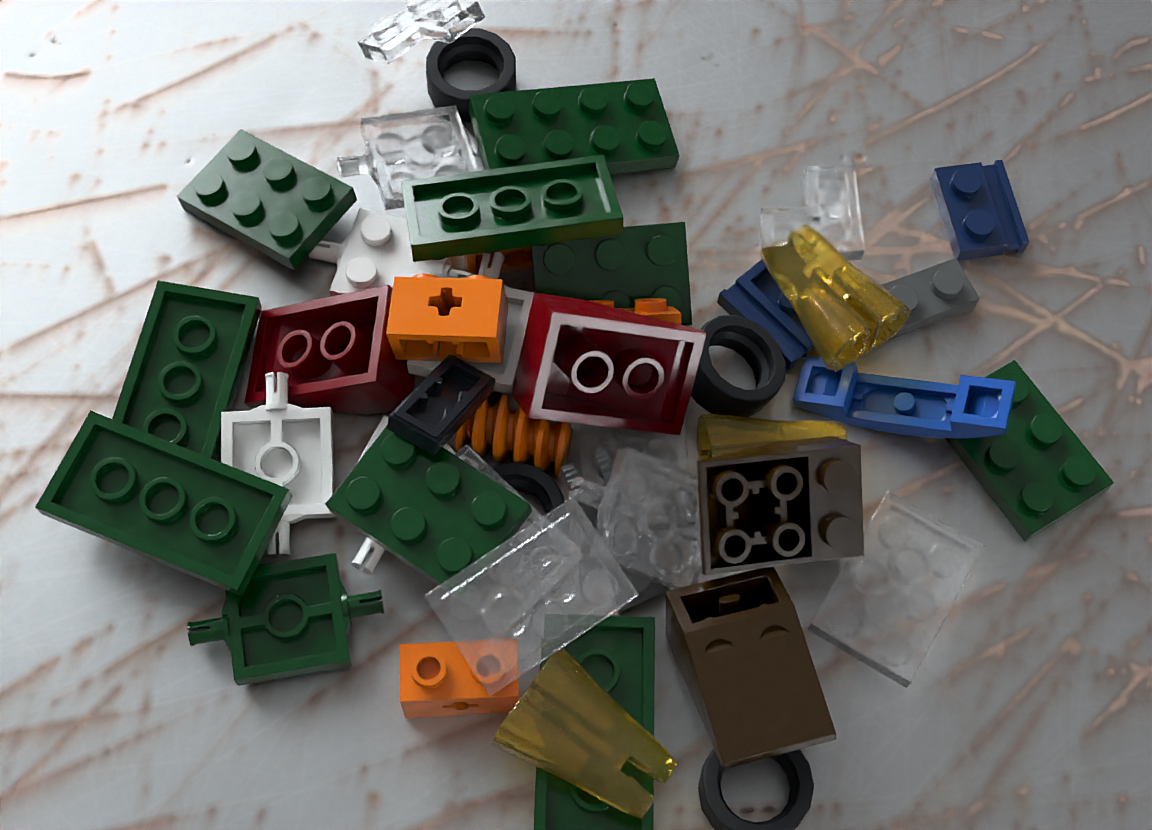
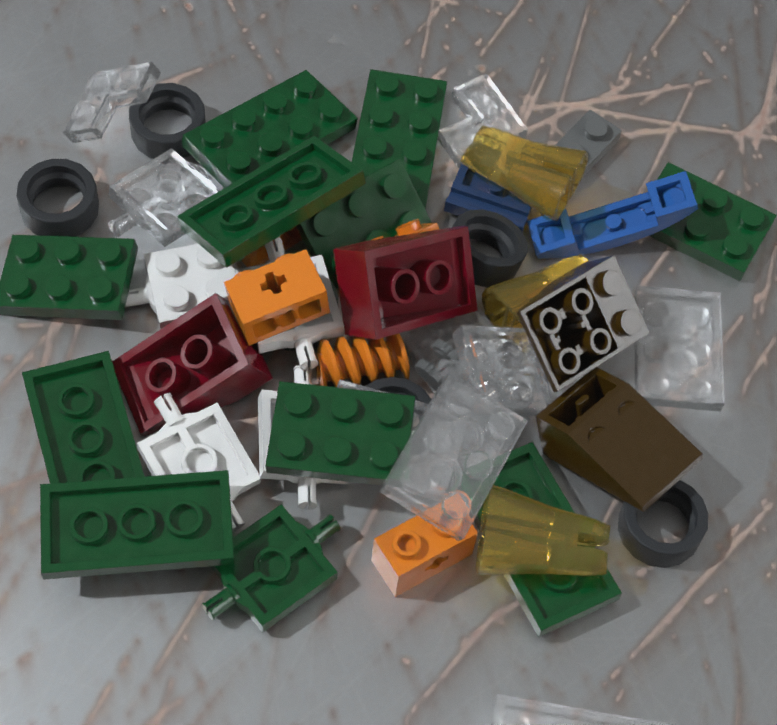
camera: 30 degrees left, 5 degrees down
(301, 81) = (50, 174): none -> black tyre
(441, 404) = (309, 357): black plate -> none
(721, 191) = (401, 123): none -> dark green plate
(979, 210) = (585, 70): dark blue plate -> none

